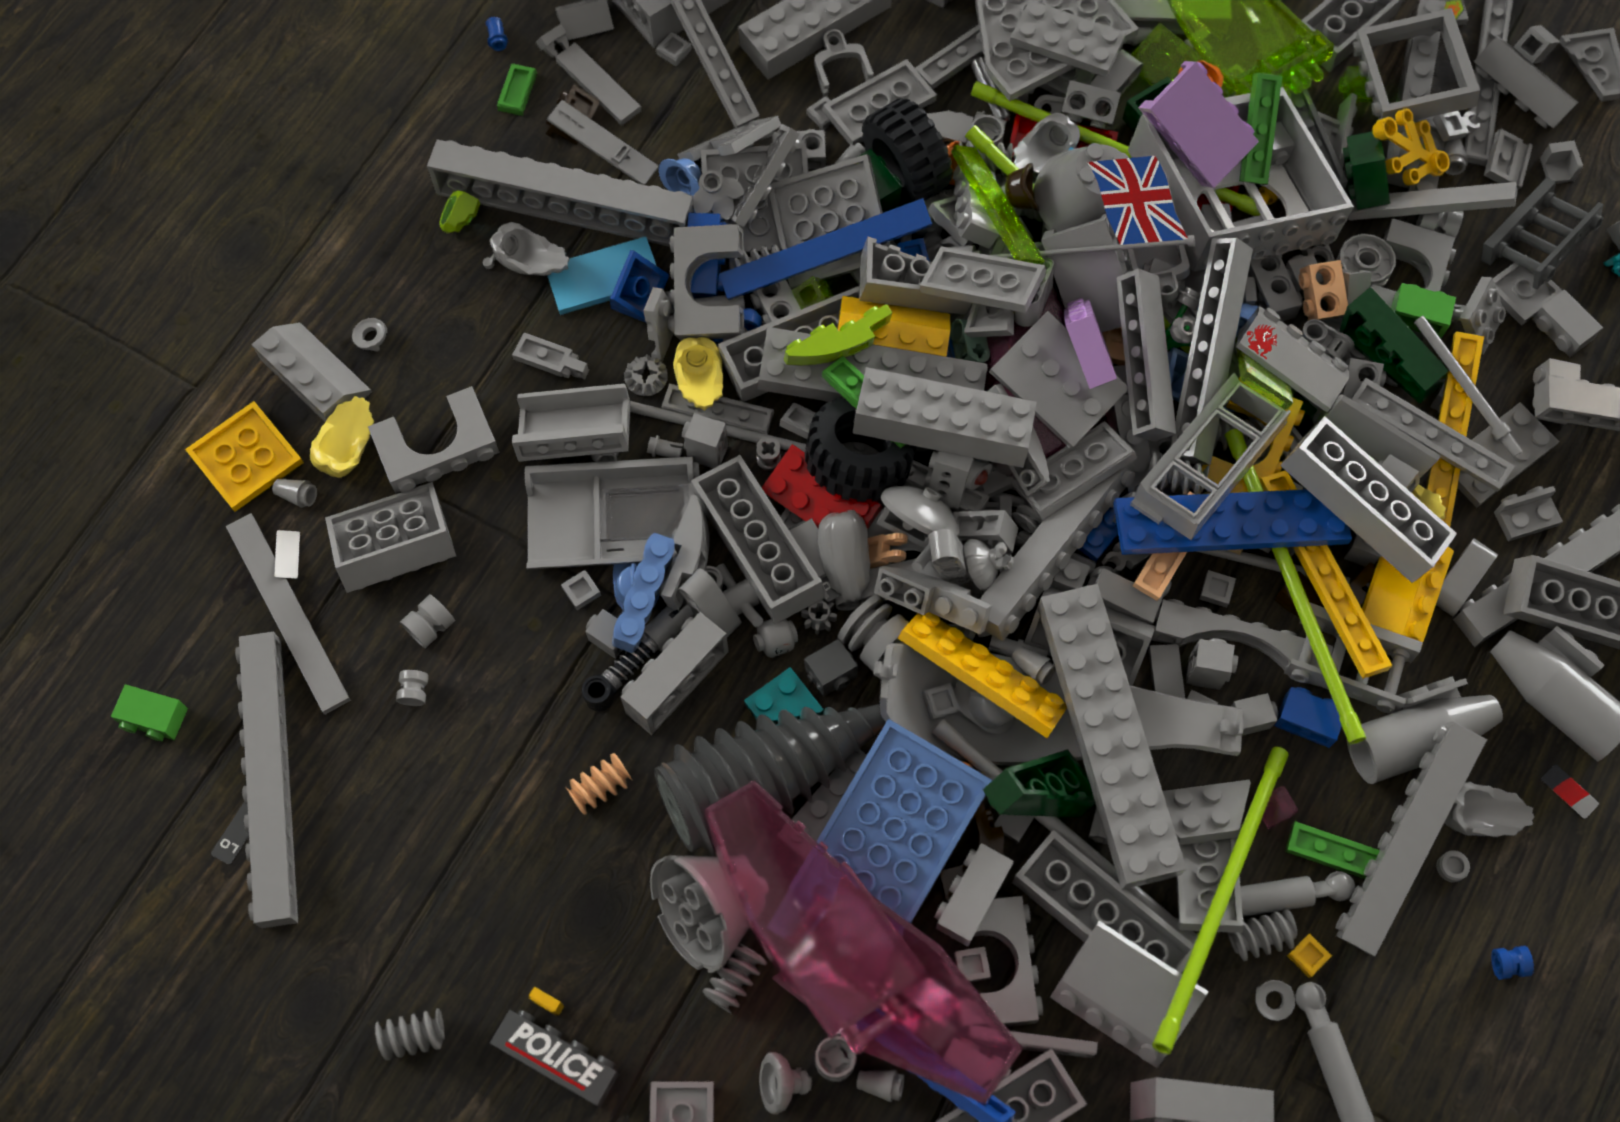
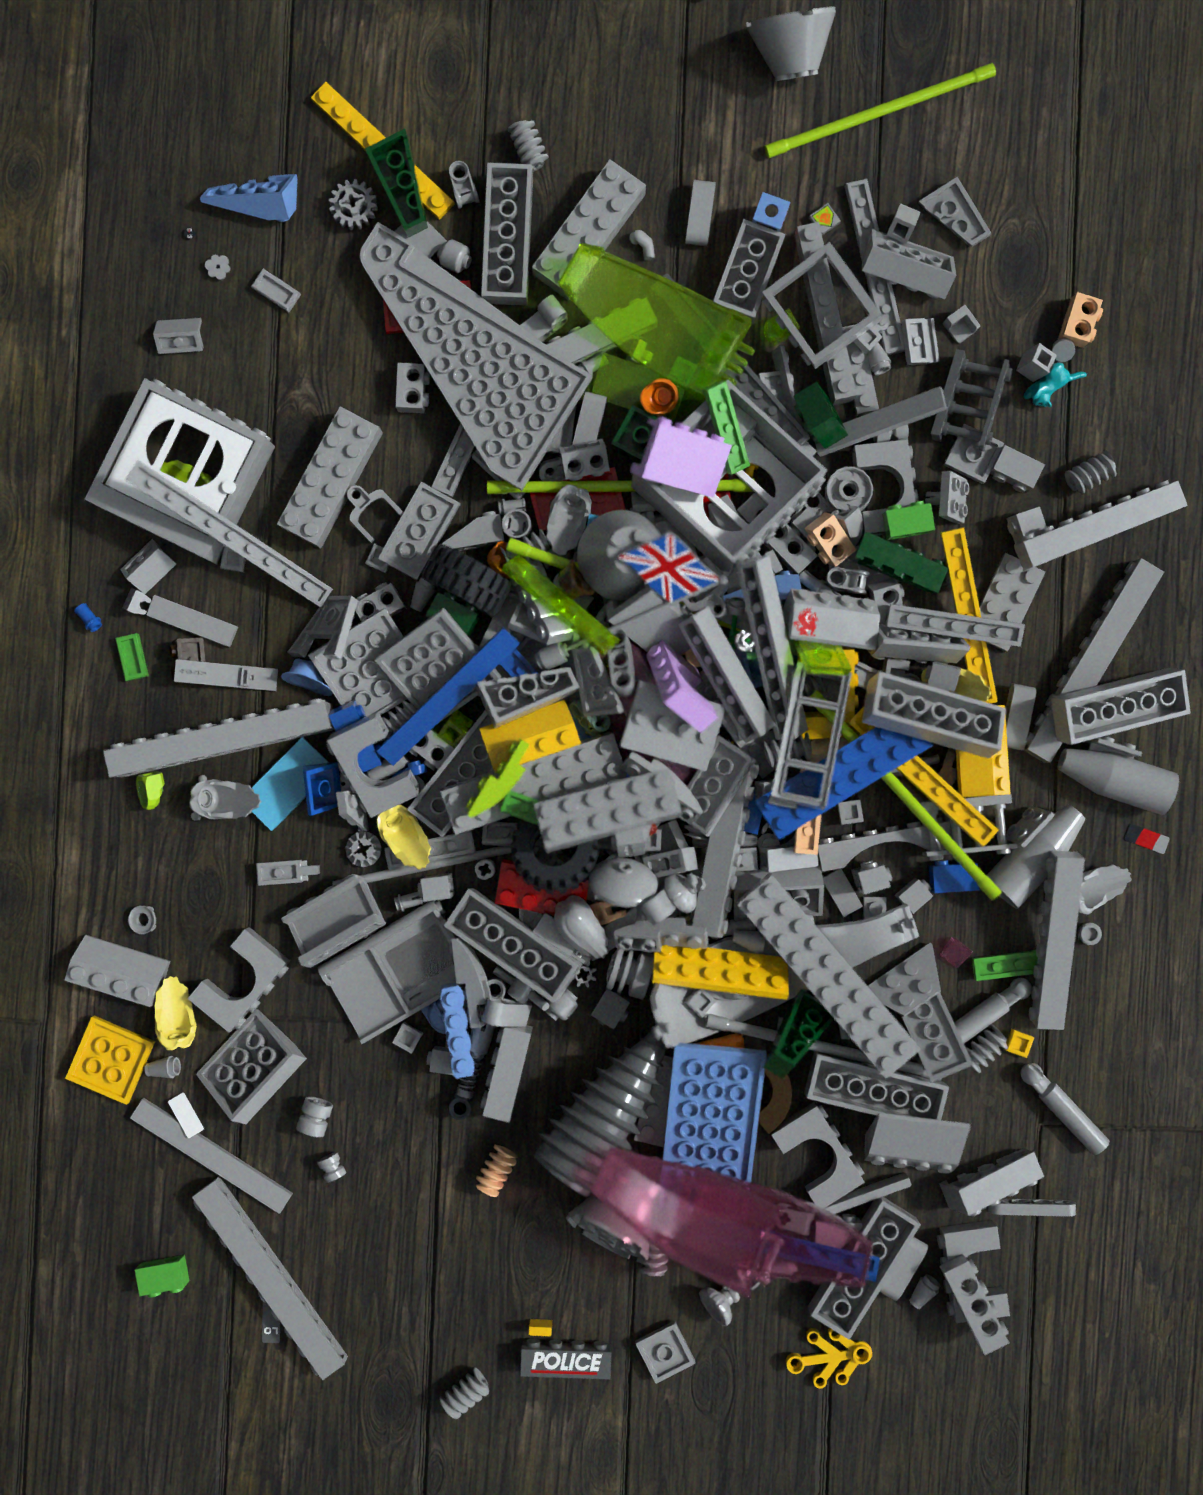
camera: 25 degrees left, 20 degrees up
(717, 199) = (342, 687): light grey plate -> none
(764, 175) = (370, 654): light grey wing -> none
(782, 693) = (589, 1044): teal wing -> none
(972, 894) = (785, 1126): light grey brick -> none
(973, 964) = (804, 1163): light grey plate -> none
(983, 279) = (582, 681): light grey plate -> none
(1067, 38) = (541, 414): light grey plate -> none
(1171, 1023) = (957, 1167): lime piece -> none
(1288, 1000) = (1012, 1093): light grey piece -> none
(1435, 161) = (867, 379): yellow plant -> none
(1500, 430) = (1003, 597): light grey bar -> none
(1512, 962) = (1152, 984): blue wheel -> none
(1528, 513) = (1044, 642): light grey bracket -> none

